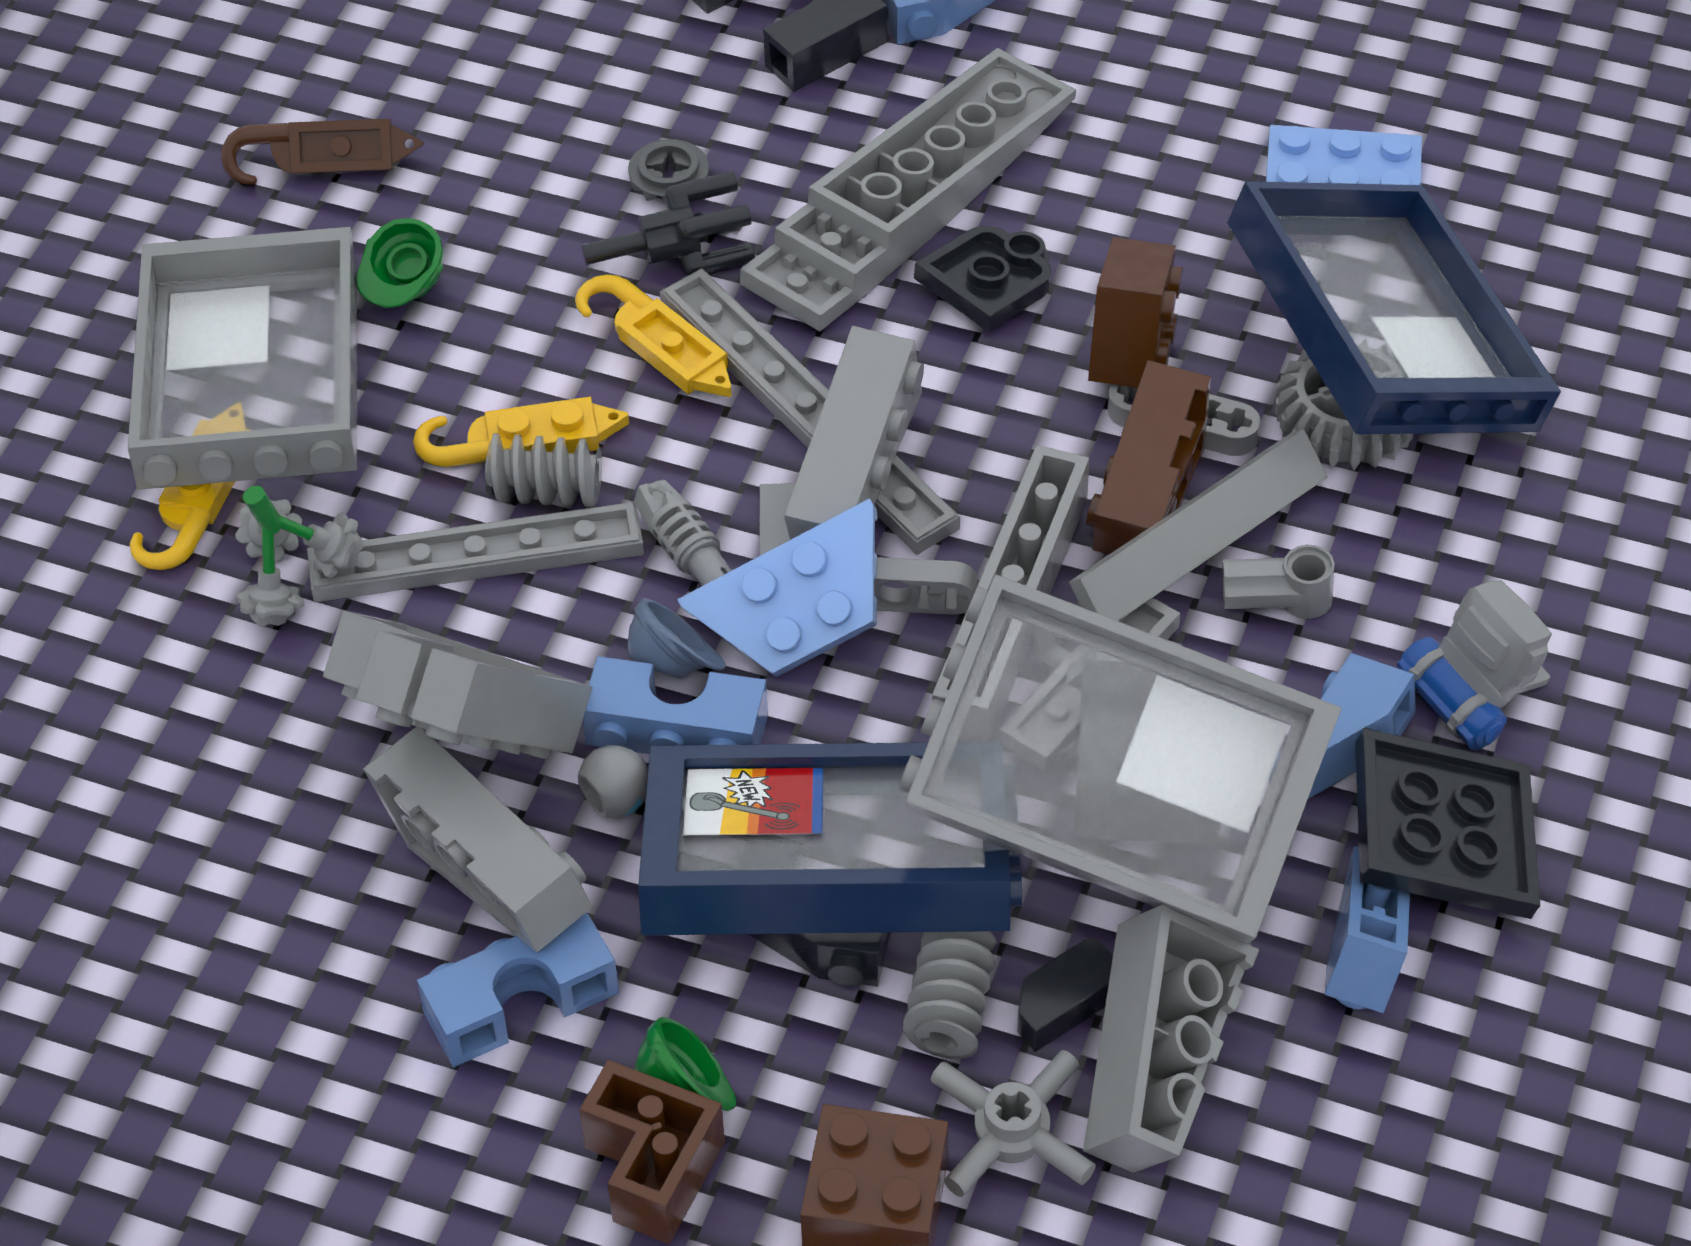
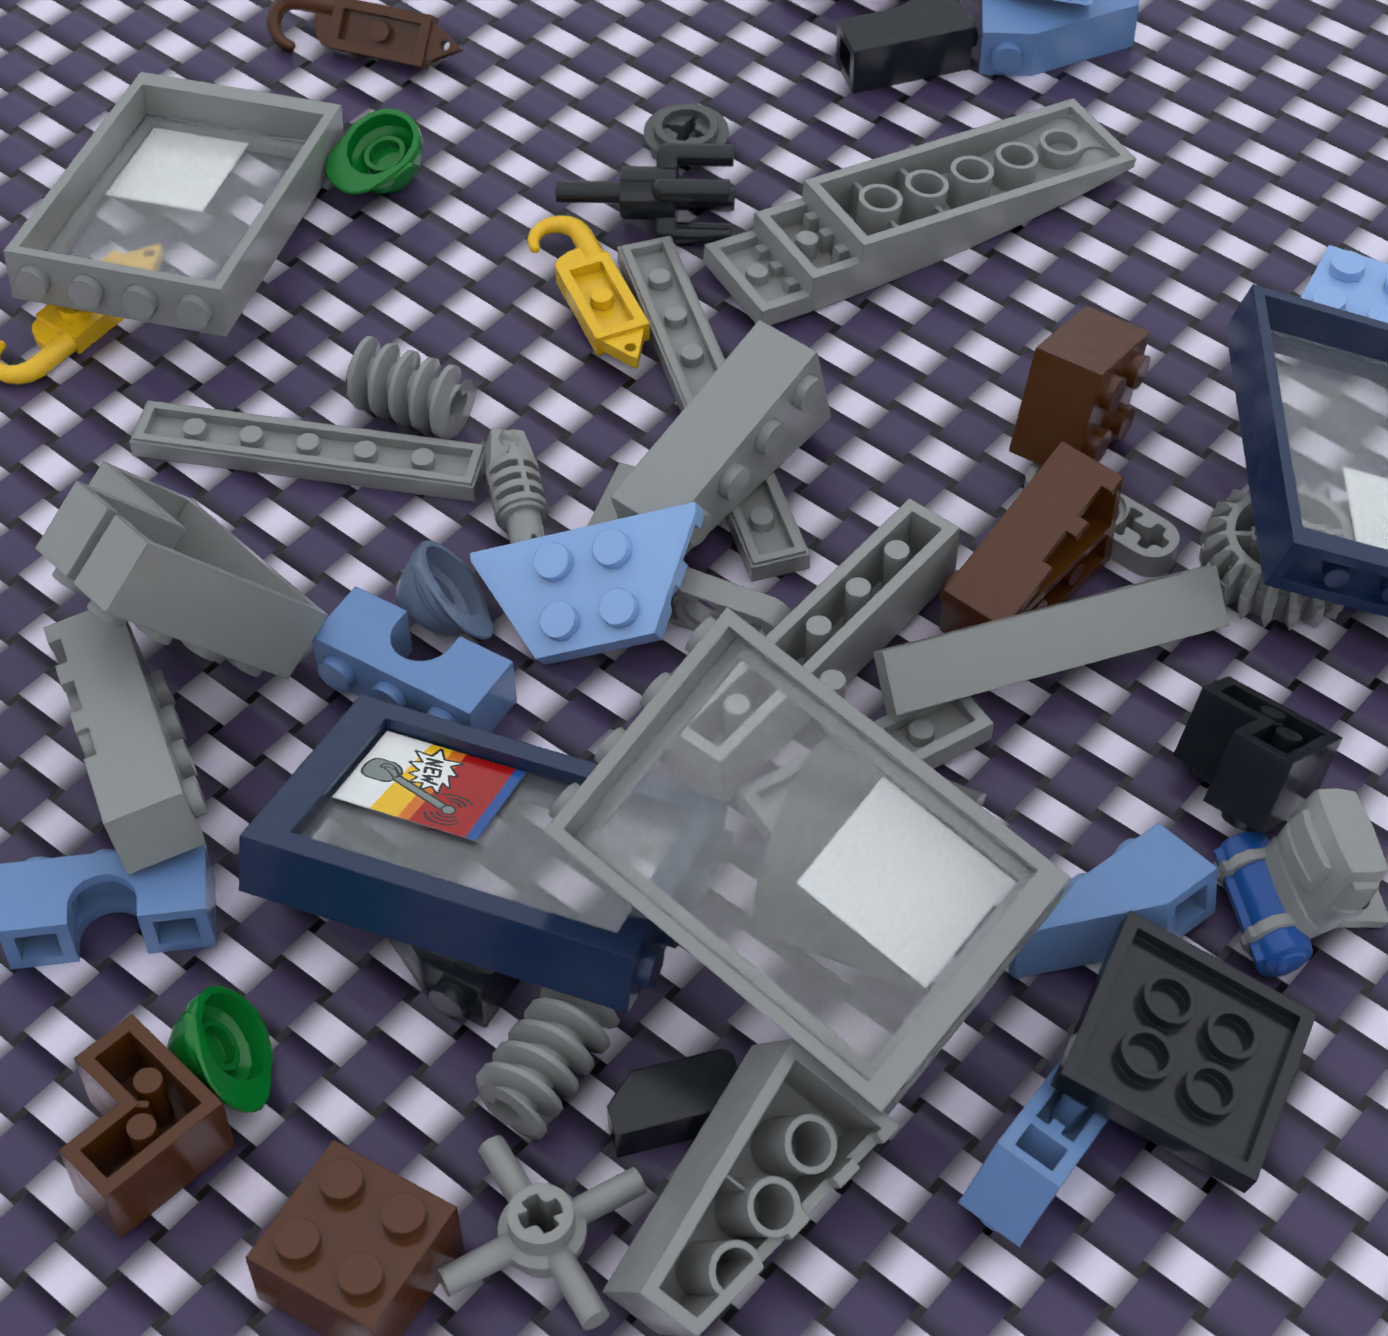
camera: 20 degrees right, 0 degrees up
(270, 530) = (114, 373): light grey plant -> none
(556, 419) = (471, 348): yellow plate -> none
(614, 781) = (310, 713): light grey piece -> none
(988, 273) = (959, 317): black plate -> none
(1297, 582) = (1138, 726): light grey piece -> none
(1402, 572) = (1254, 754): none -> black brick

